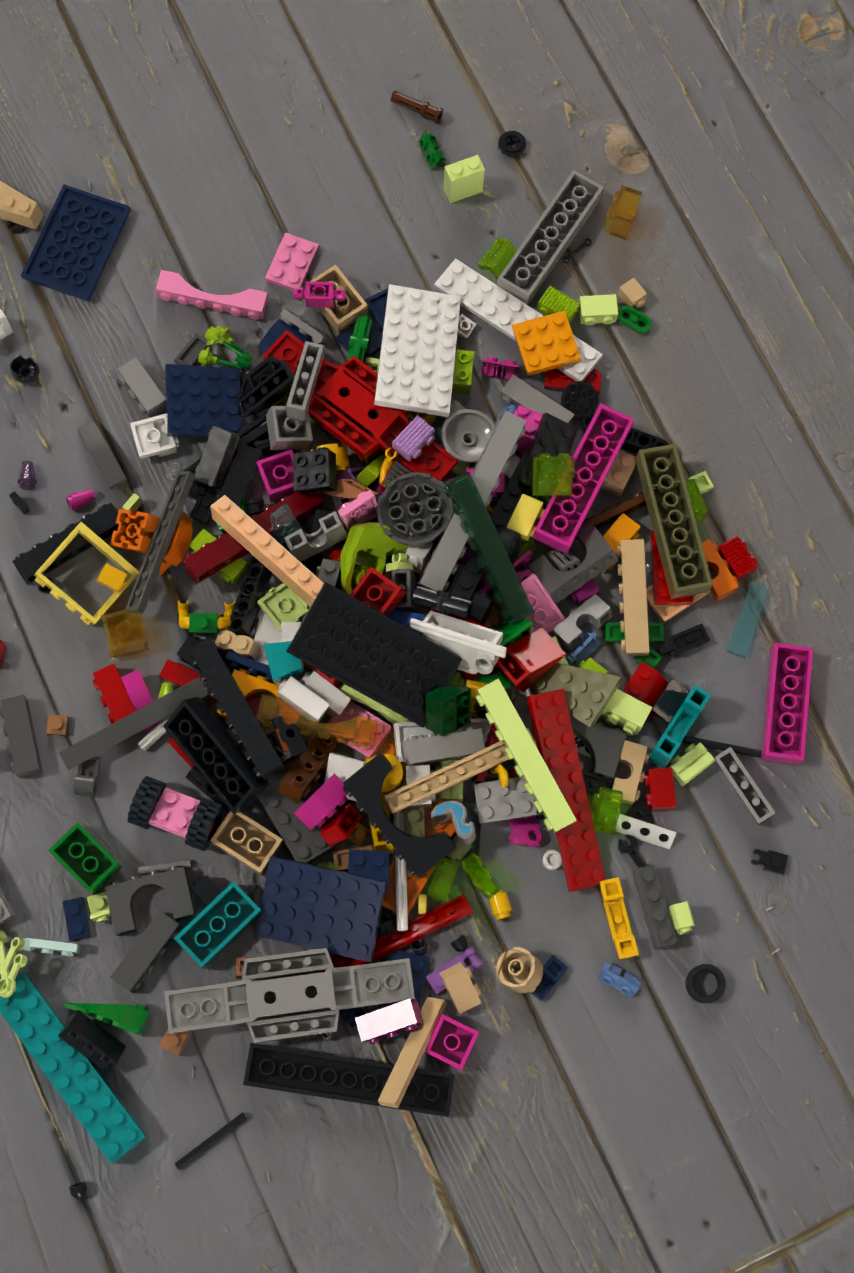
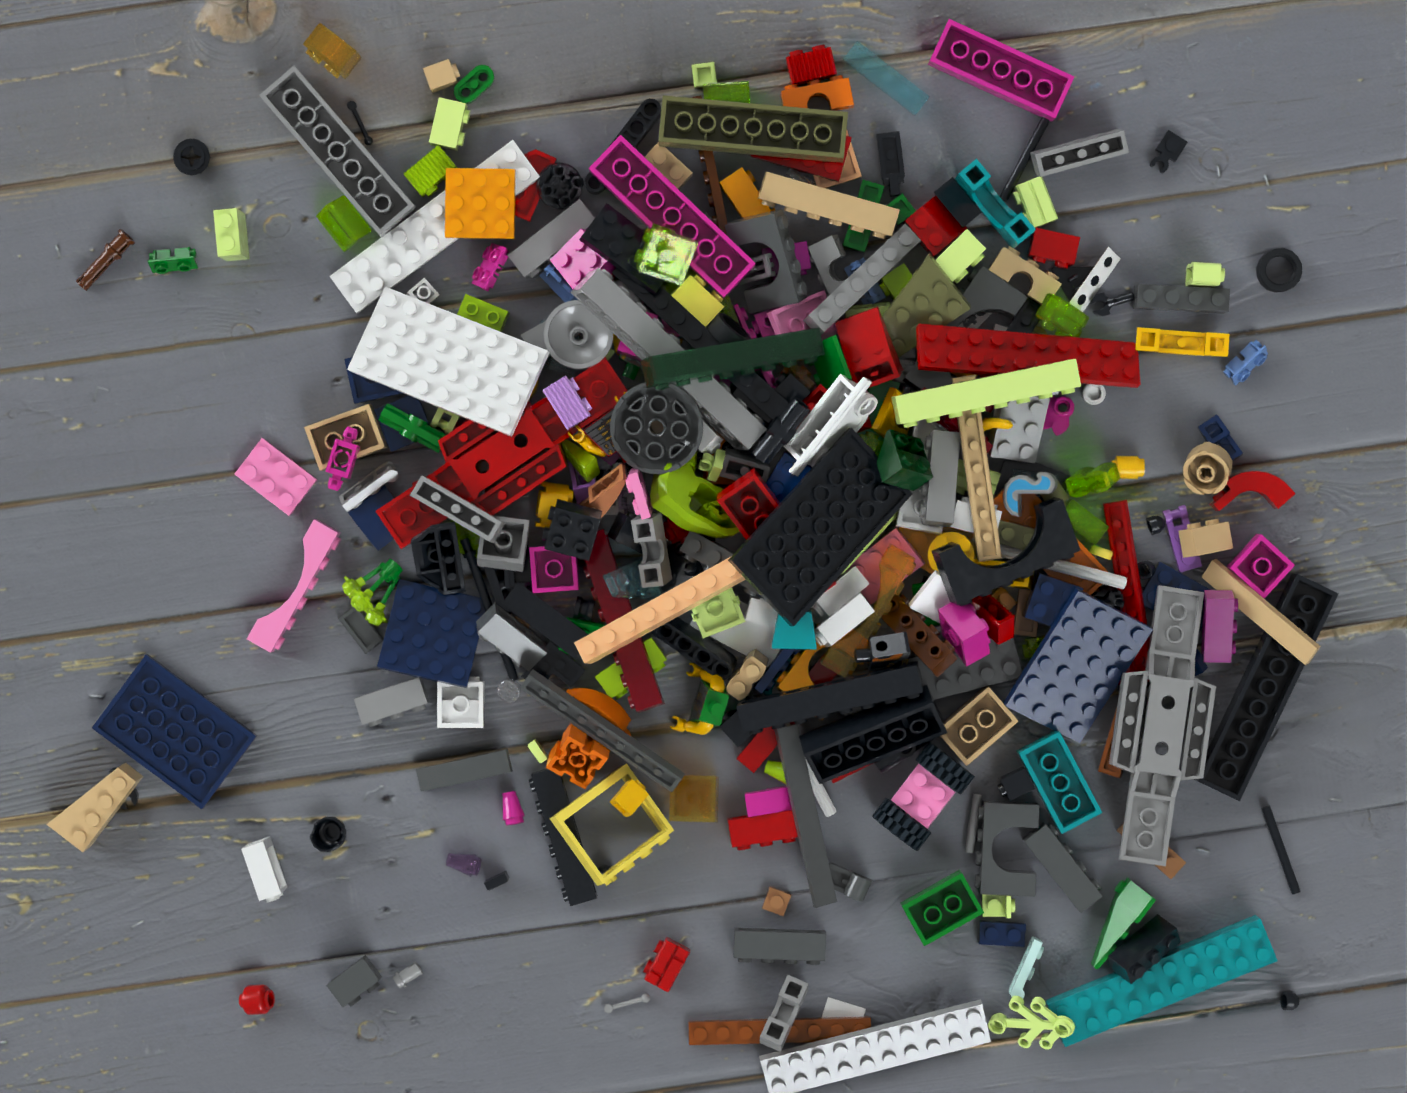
camera: 70 degrees left, 15 degrees up
(522, 1017) = (1264, 483): none -> red arch
(605, 654) = (862, 279): none -> light grey arch

